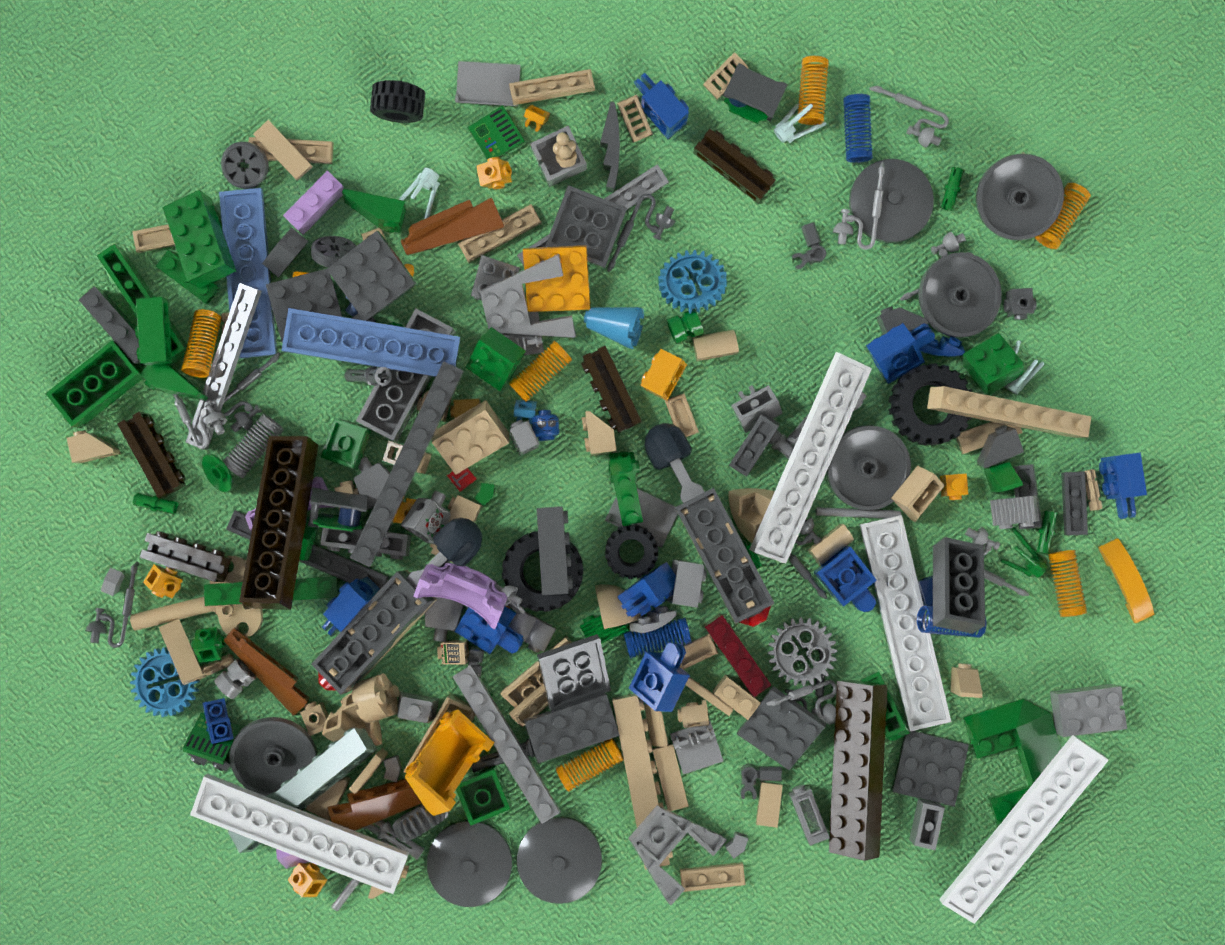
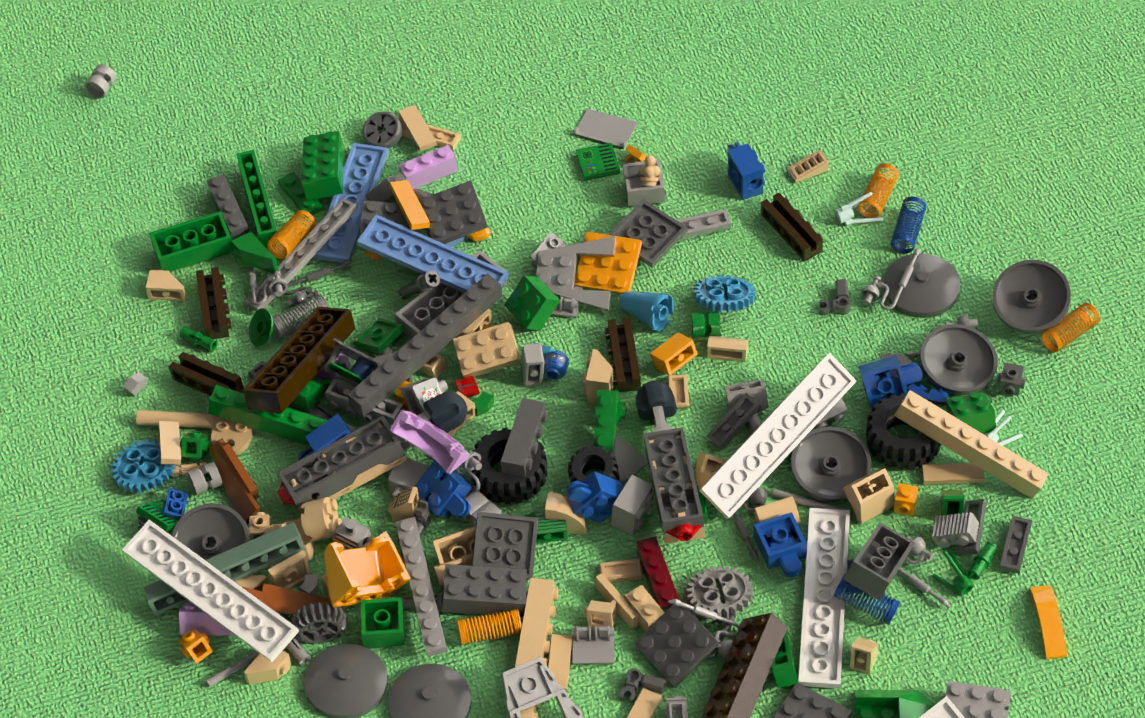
camera: 25 degrees right, 35 degrees down
(97, 627) = (105, 413): dark grey piece -> none
(153, 238) = (285, 163): tan tile -> none
(153, 331) = (258, 209): green brick -> none
(163, 581) = (179, 391): light orange brick -> none
(319, 278) = (409, 205): none -> light orange tile
(381, 211) = (486, 187): green slope -> none
(397, 101) = (525, 114): black tyre -> none
(426, 179) = (527, 176): light aqua plant -> none
(452, 225) = (535, 209): dark orange wedge -> none
(494, 173) = (585, 182): light orange brick -> none
(513, 227) = (574, 227): tan tile -> none
(531, 371) = (588, 315): light orange piece -> none
(552, 87) = (657, 140): tan tile -> none
(611, 141) = (691, 189): dark grey slope -> none
(634, 99) = (718, 164): tan slope -> none
(639, 642) = (564, 546): blue piece -> none
(654, 620) = (598, 527): light grey slope -> none
(656, 727) = (563, 615): tan slope -> none
(661, 678) = (581, 567): blue brick -> none
(662, 221) = (716, 248): dark grey piece -> none
(753, 95) = (824, 180): dark grey piece -> none
(927, 135) = (966, 244): light grey piece -> none
(952, 189) = (978, 288): green pin -> none
(1000, 446) = (958, 477): dark grey slope -> none
(1061, 556) = (991, 607): light orange piece -> none
(1092, 490) = (1036, 540): tan axle -> none
(1123, 481) = (1064, 528): blue brick -> none

